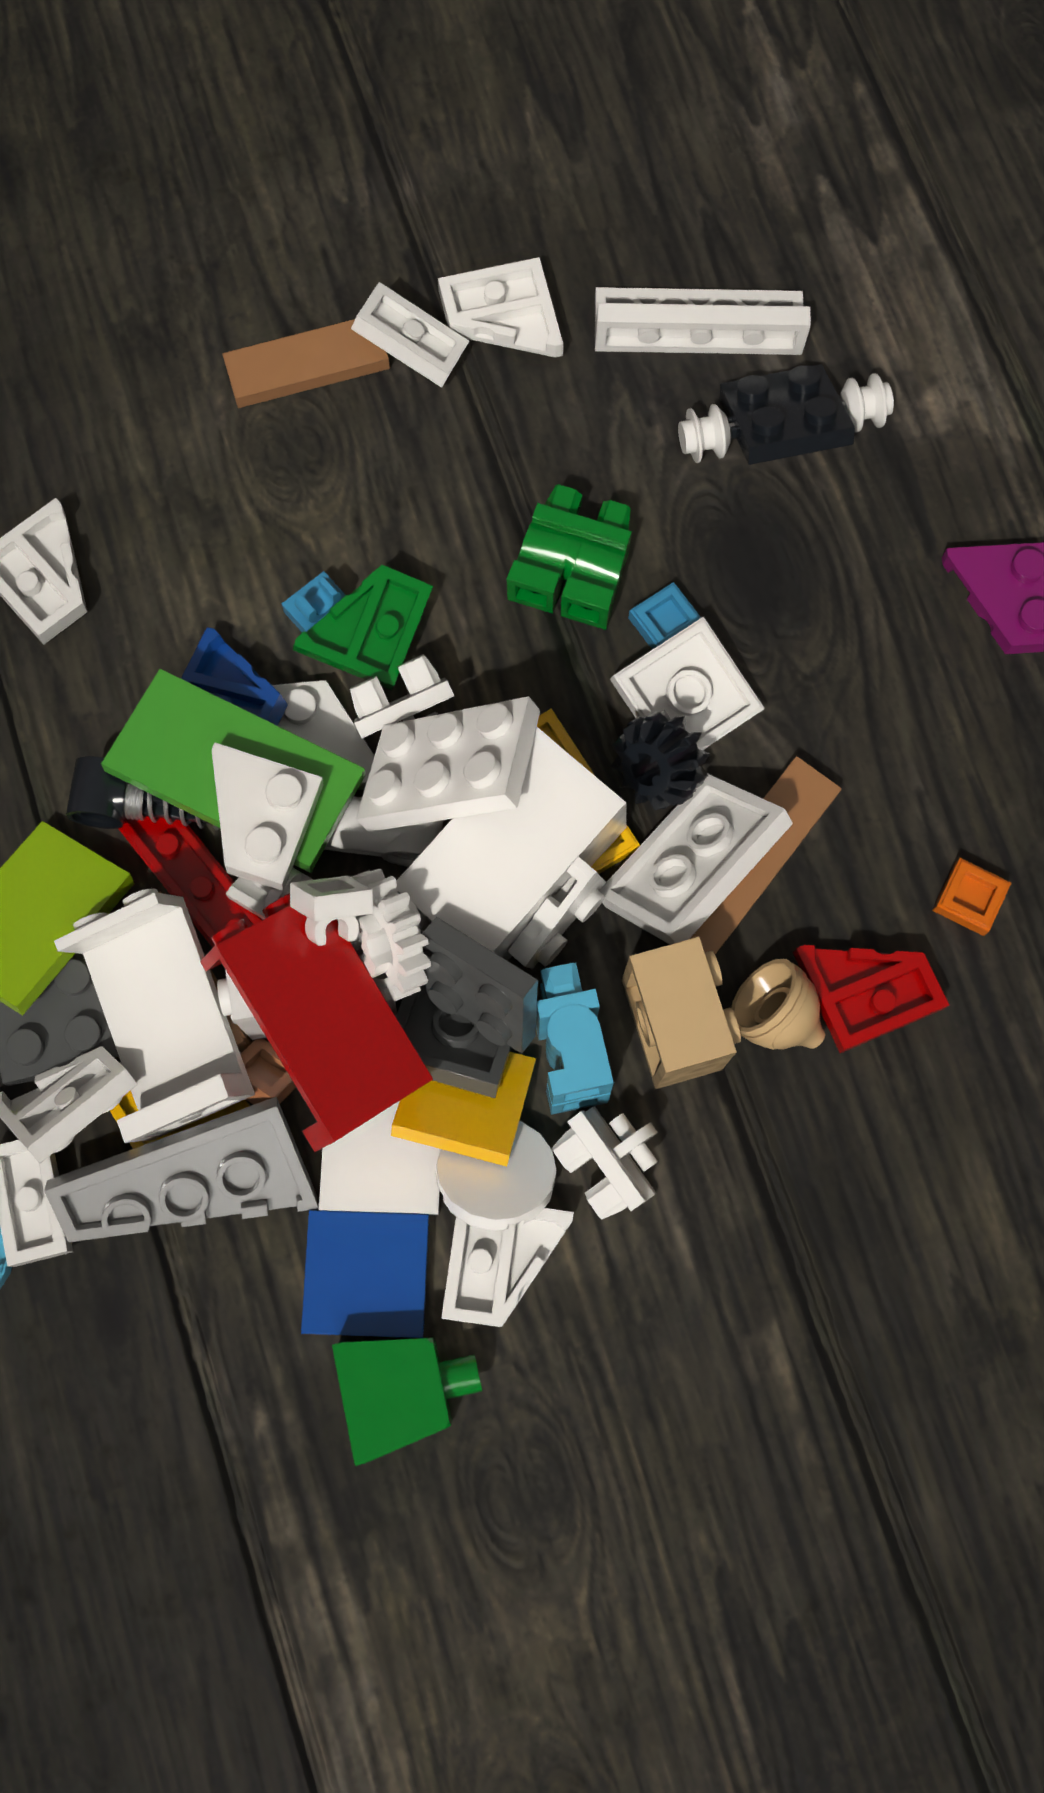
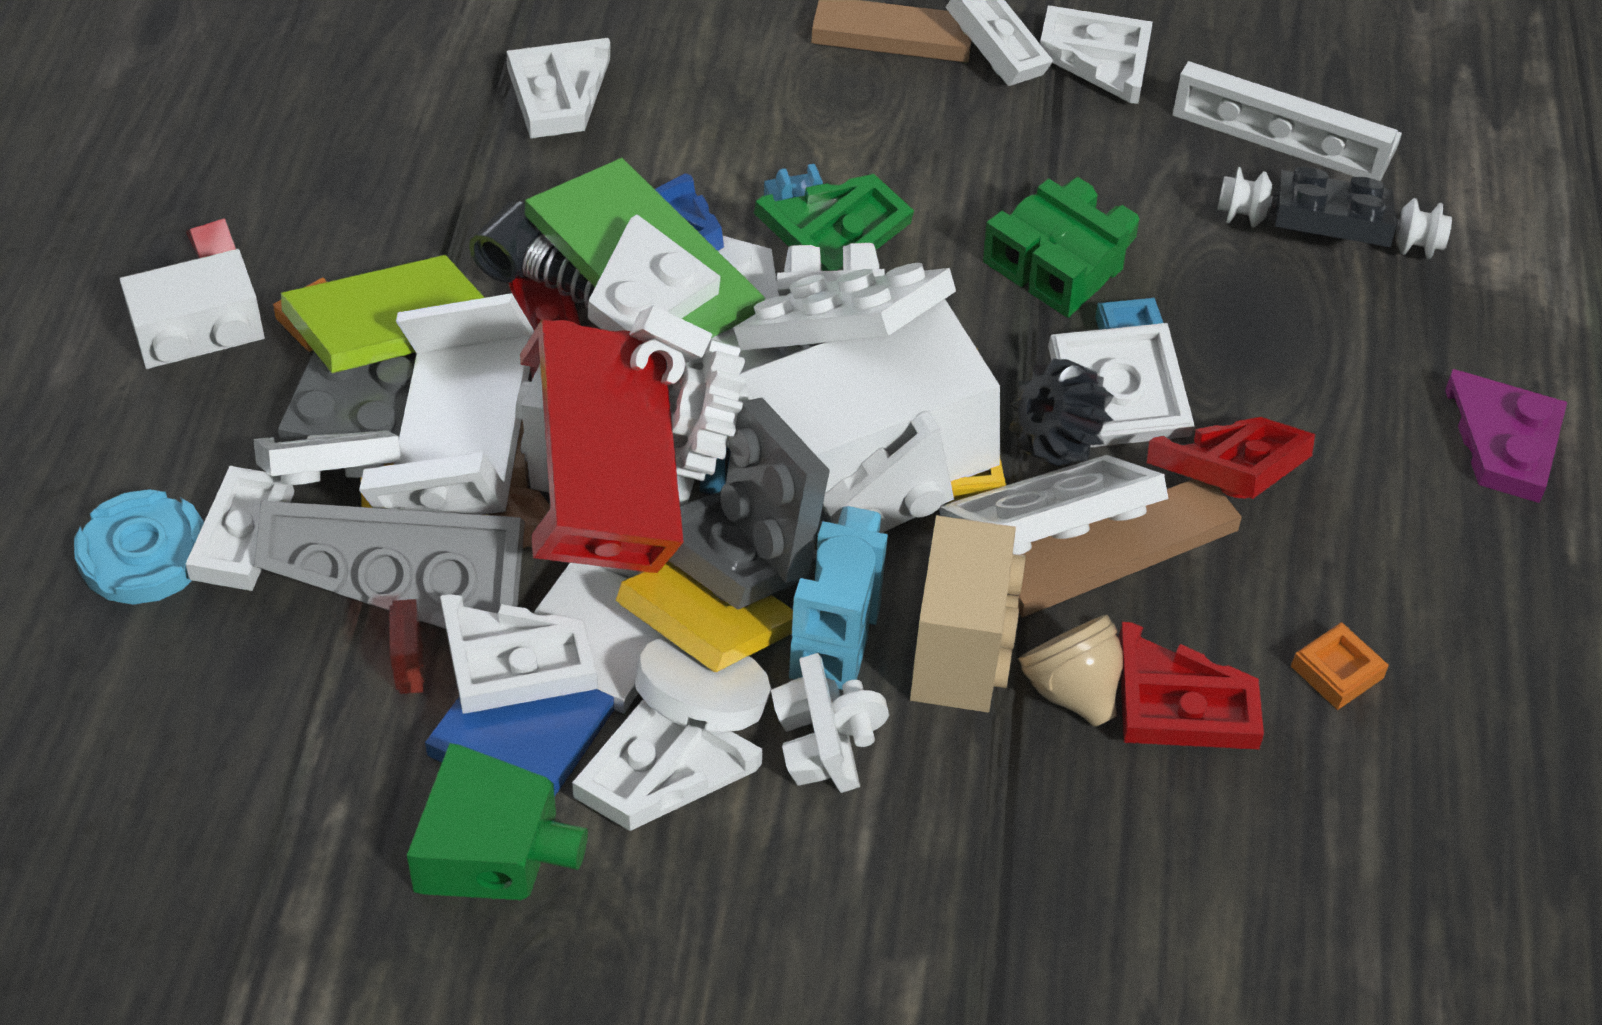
camera: 25 degrees right, 25 degrees down
(236, 1252) = (406, 646): none -> clear red tile
(332, 1226) = (515, 655): none -> white wing
(815, 731) = (1236, 457): none -> red wing

